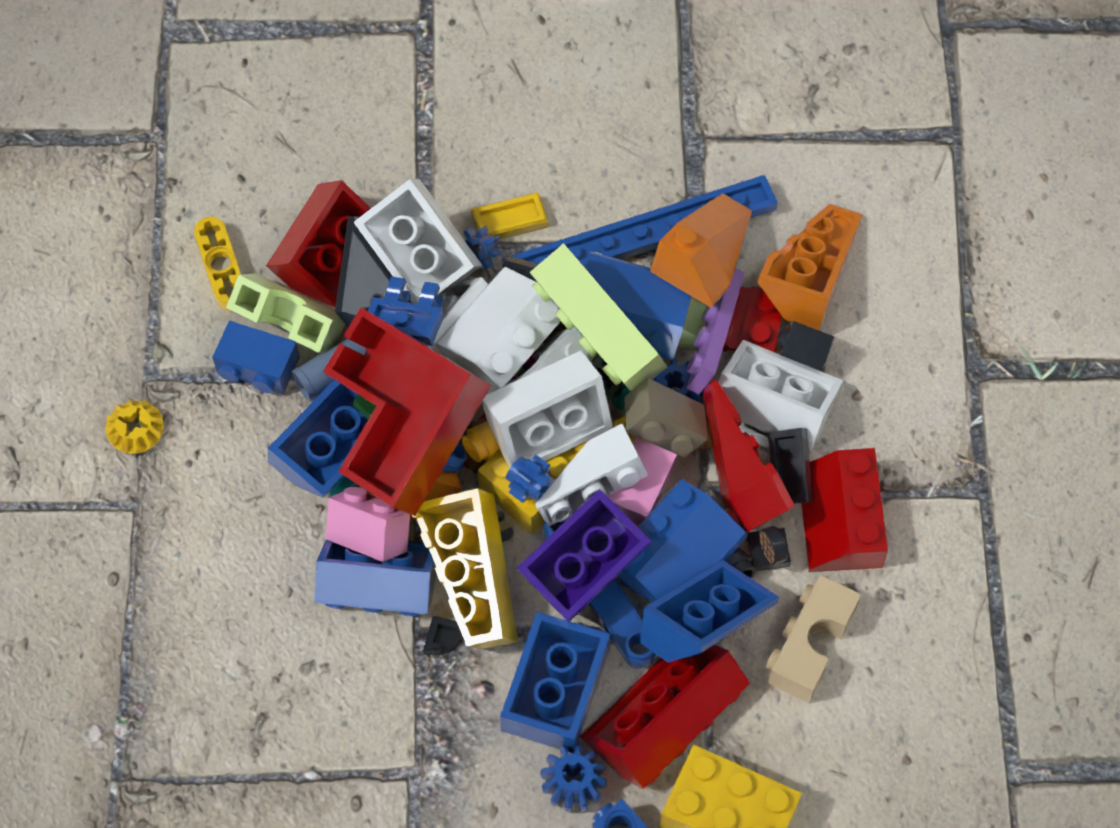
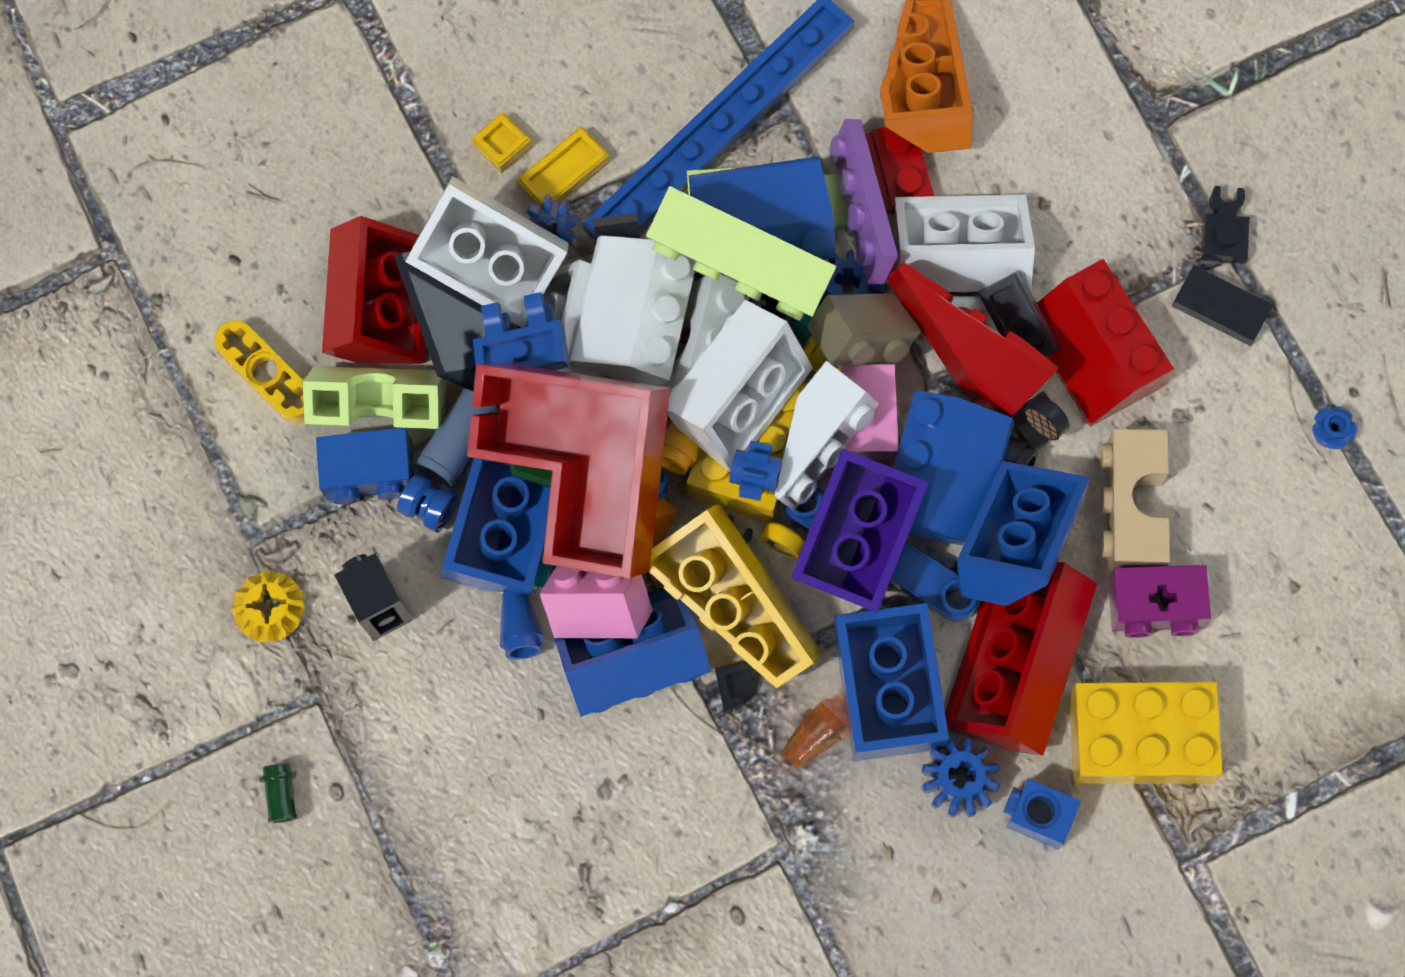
camera: 20 degrees left, 10 degrees up
(71, 558) = (279, 792): none -> dark green pin
(210, 448) = (373, 595): none -> black brick
(284, 402) = (427, 502): none -> blue wheel
(305, 521) = (519, 627): none -> blue cone
(475, 179) = (501, 142): none -> yellow tile
(480, 697) = (813, 735): none -> clear orange cone
(527, 542) = (782, 540): none -> yellow tile
(704, 249) = (812, 116): orange wedge -> none
(781, 701) = (1180, 586): none -> magenta brick
(805, 345) = (967, 172): black brick -> none
(955, 527) = (1222, 305): none -> black tile
(986, 475) = (1224, 233): none -> black plate
(992, 663) = (1326, 436): none -> blue plate

